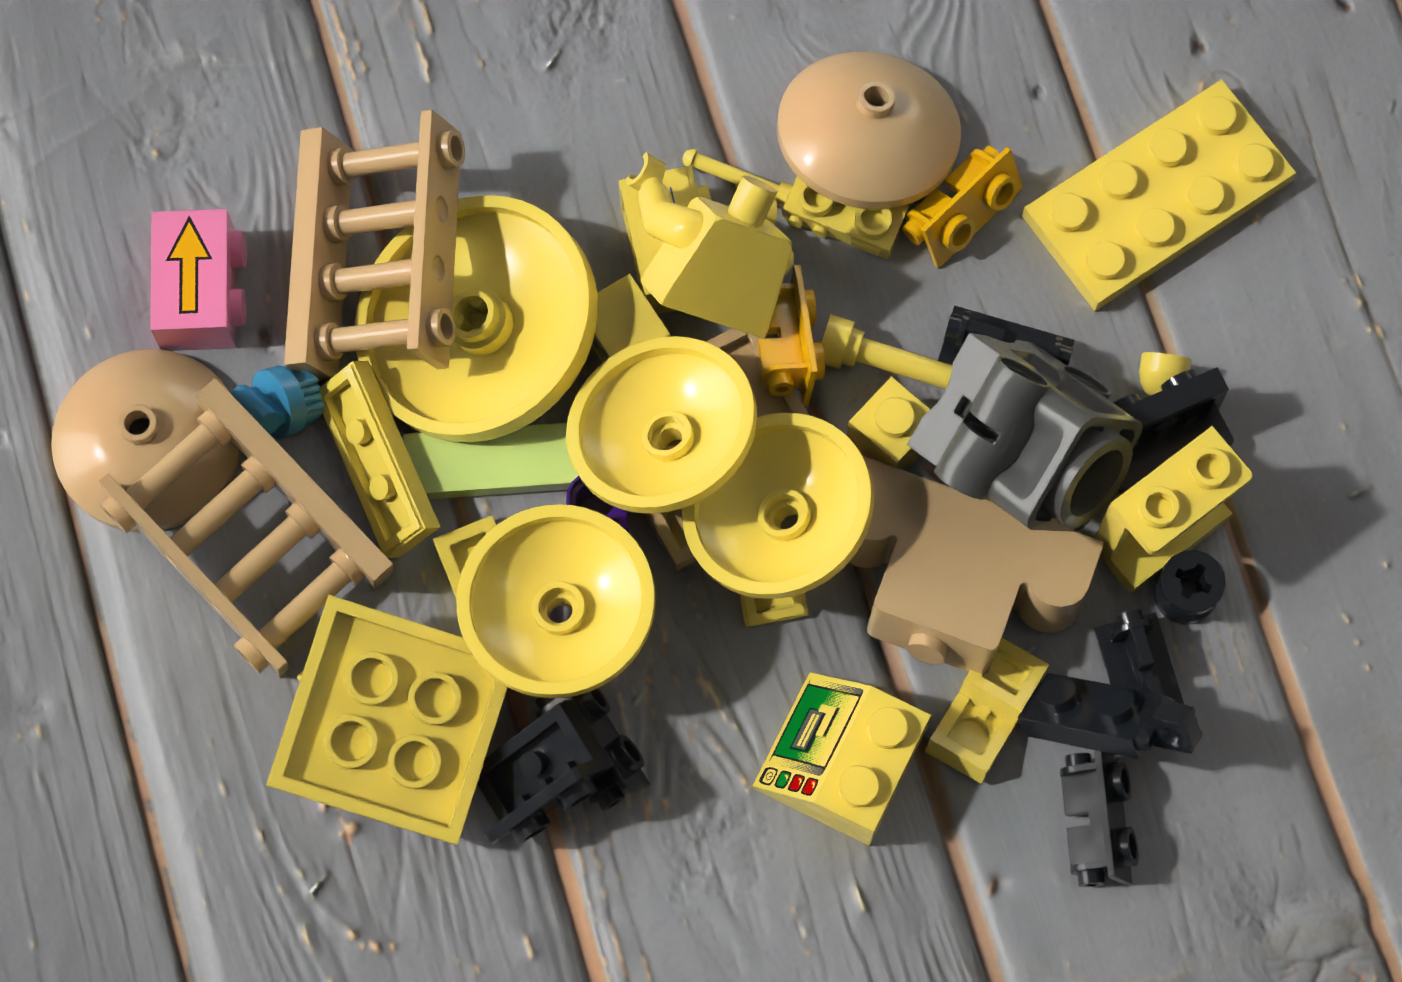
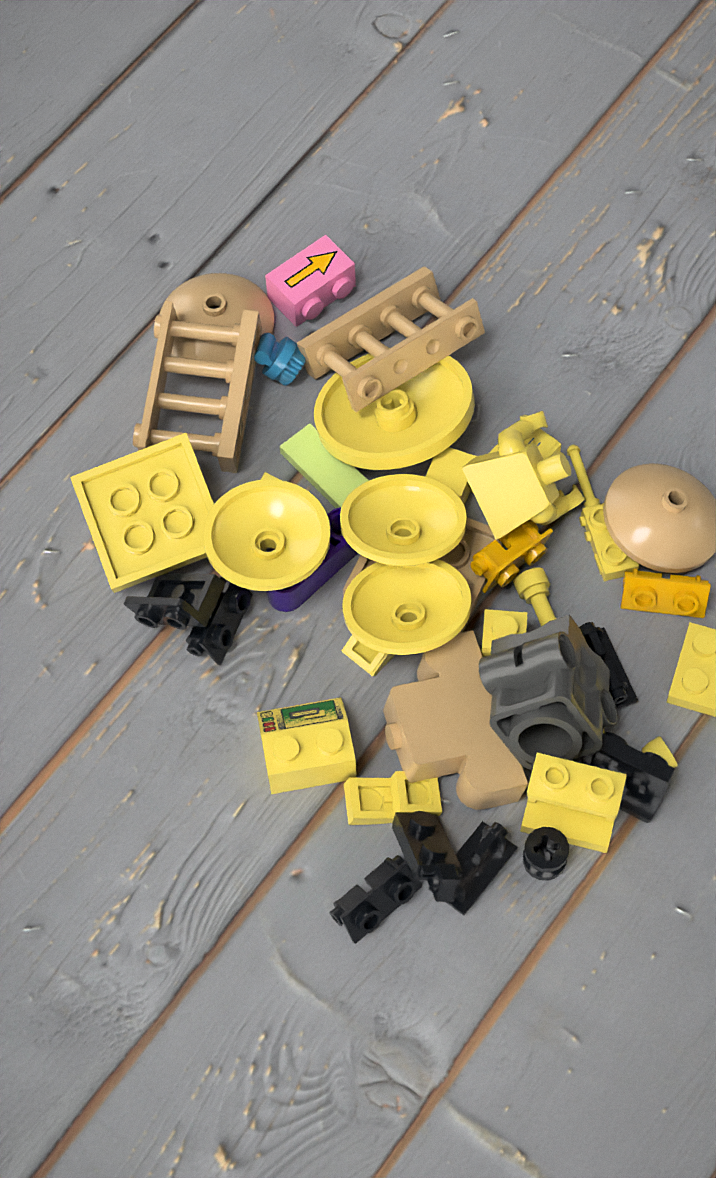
camera: 55 degrees right, 10 degrees down
(377, 460) = (285, 420): light yellow tile -> none

